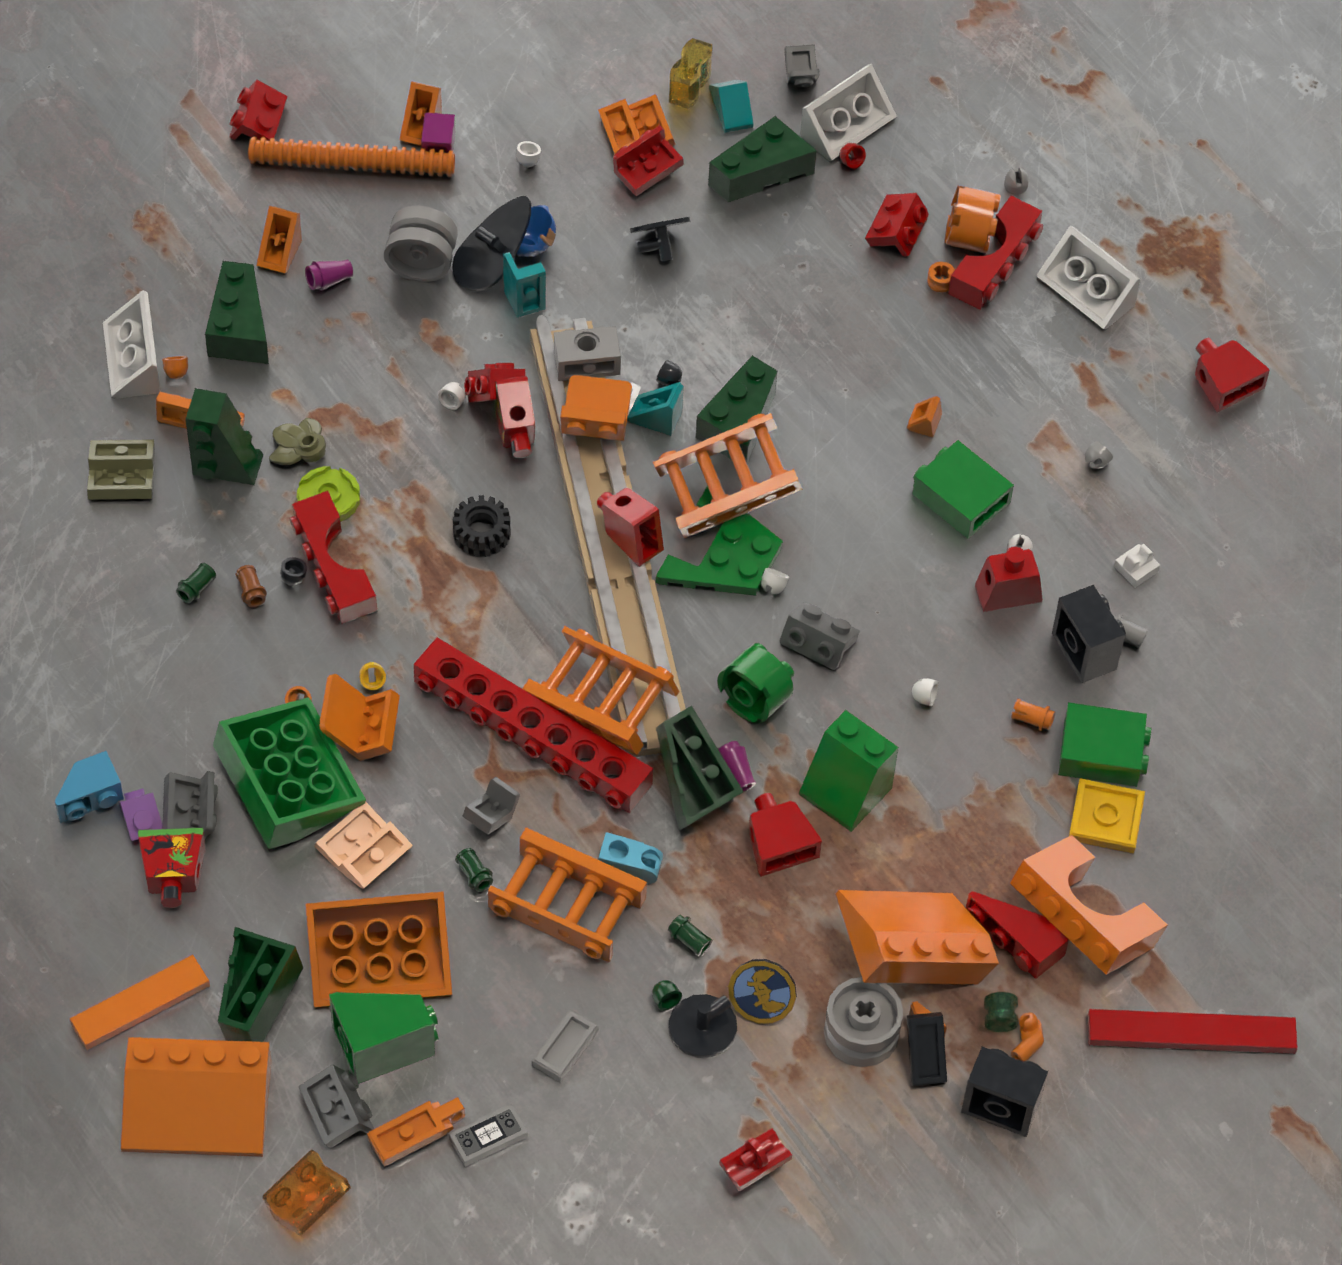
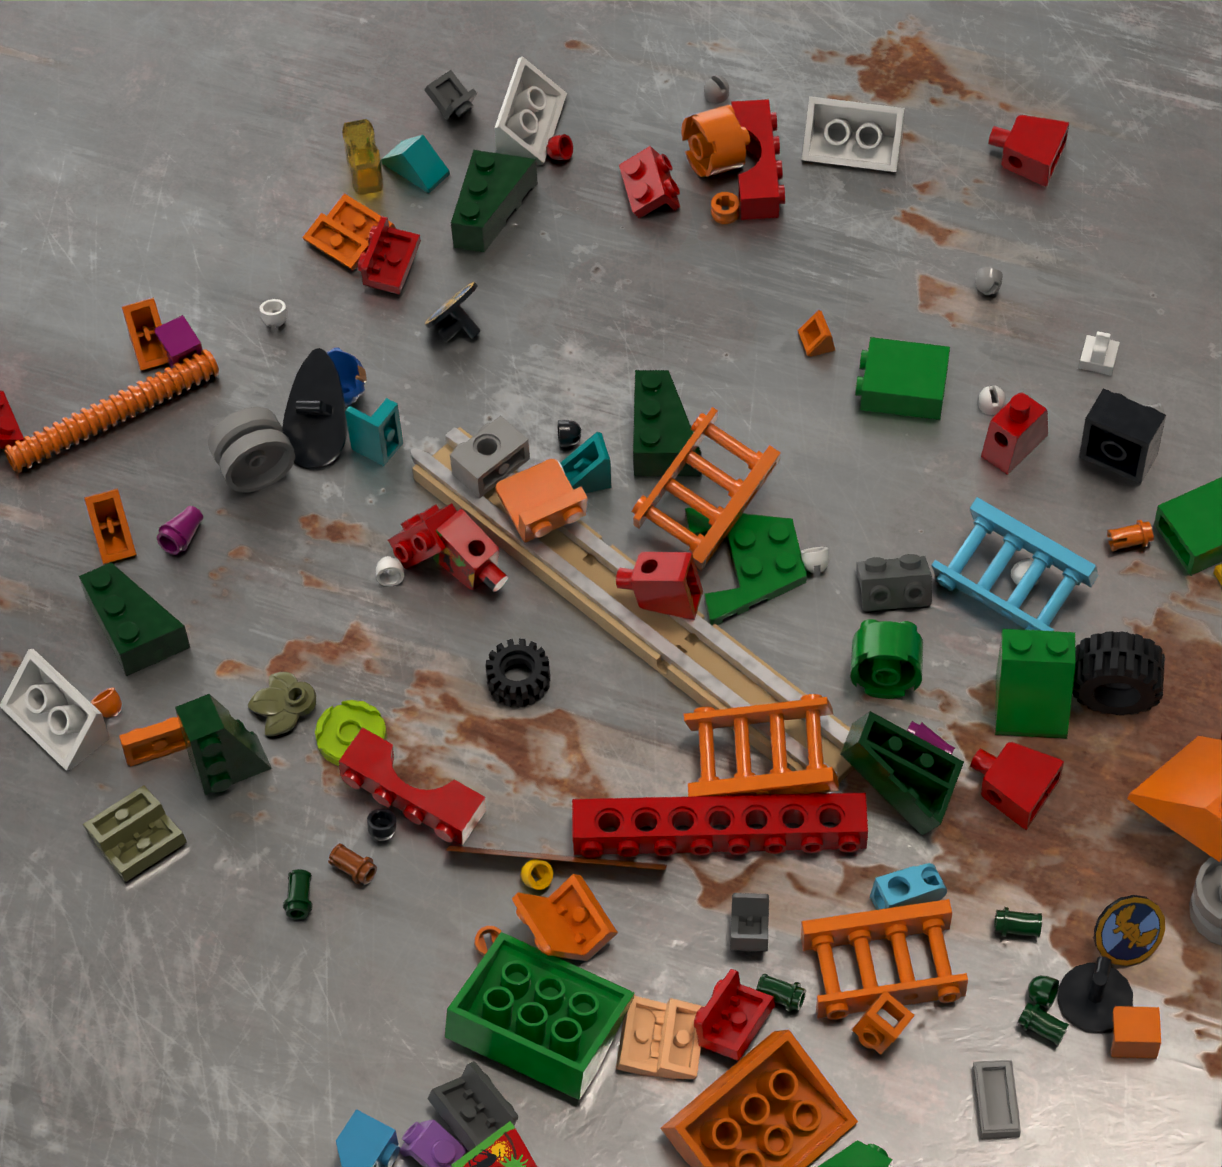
camera: 30 degrees left, 0 degrees up
(397, 674) = (557, 857): none -> dark orange sticker
(421, 861) = (732, 1017): none -> red bracket
(516, 935) = (874, 1030): none -> orange brick
(641, 1009) = (1043, 1023): none -> dark green pin
(704, 1065) = (1136, 1032): none -> orange panel
(918, 803) = (1118, 673): none -> black tyre
(943, 684) = (1016, 536): none -> medium azure fence

